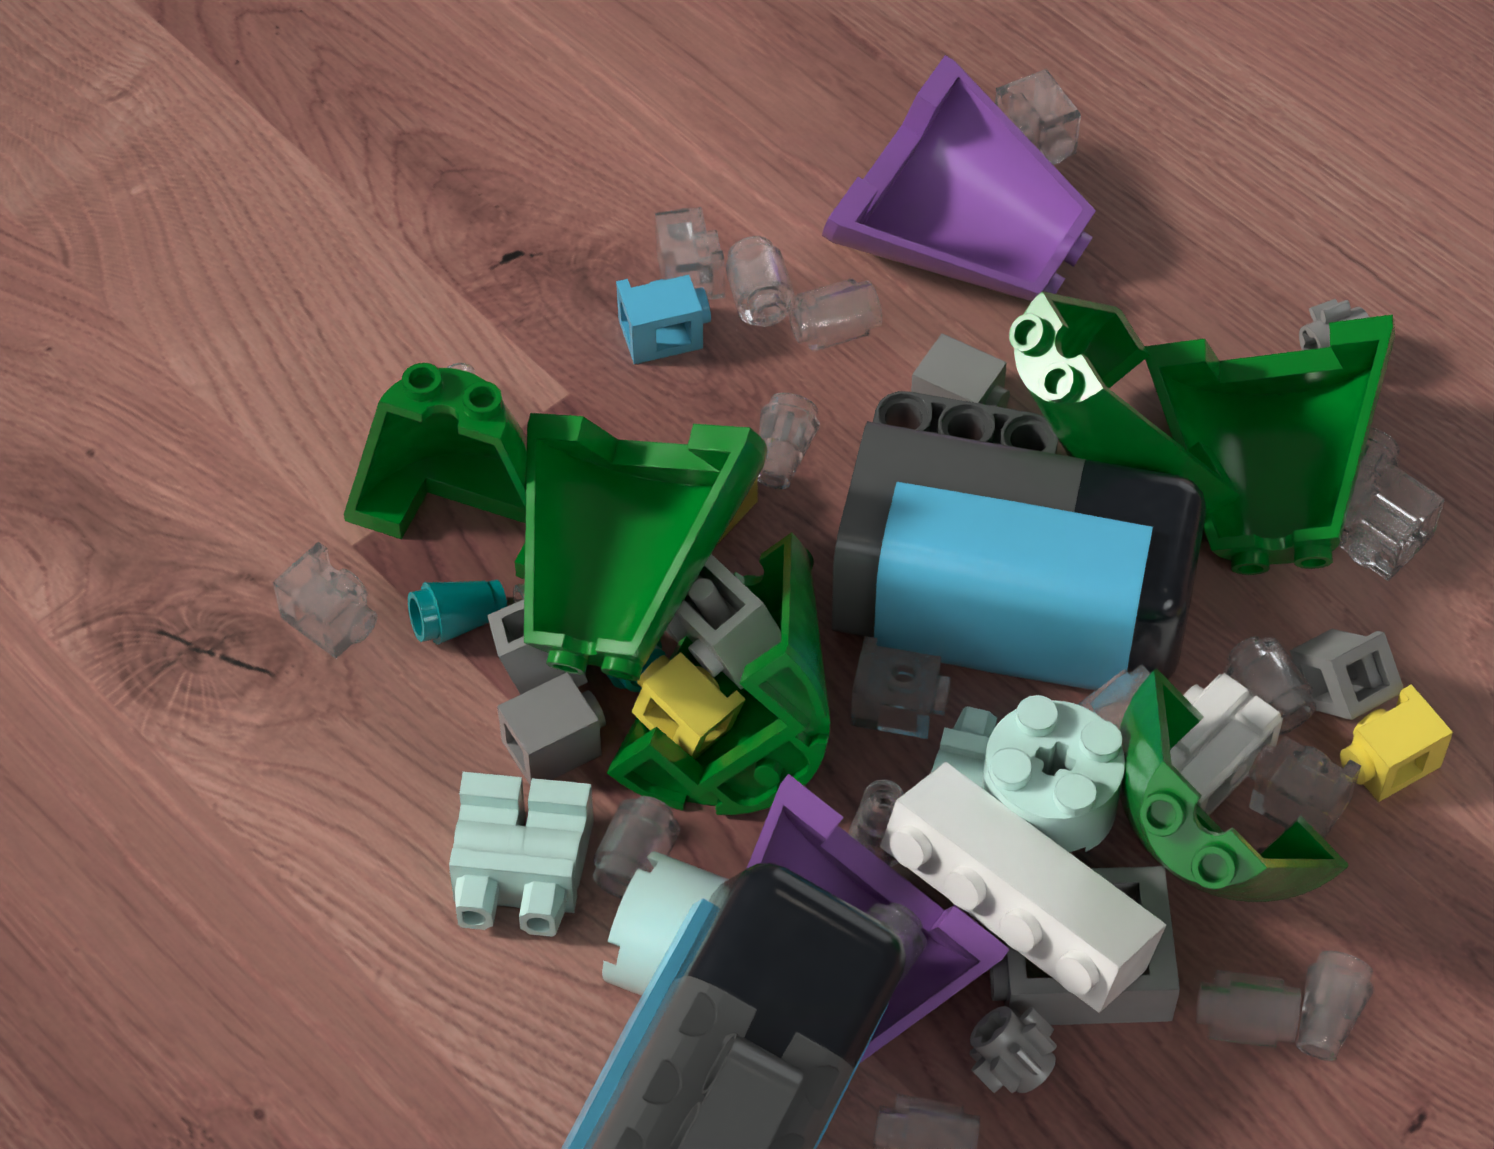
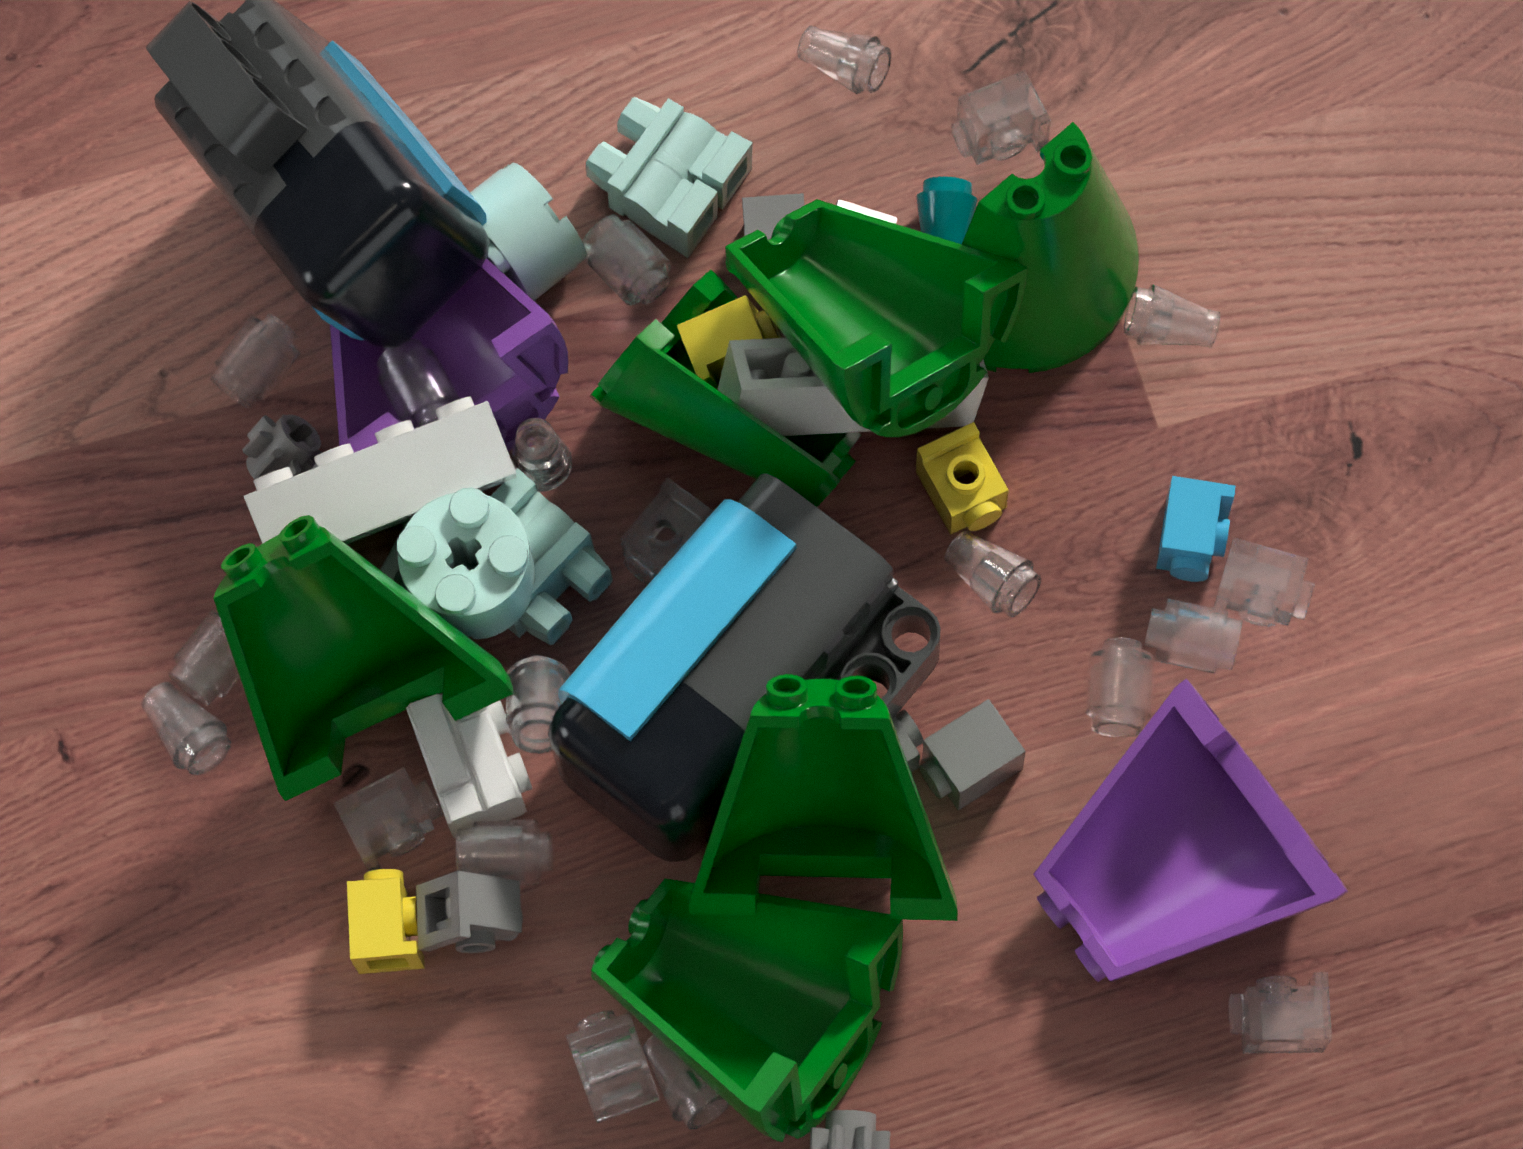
camera: 120 degrees right, 15 degrees up
(312, 760) = (848, 58): none -> clear cone

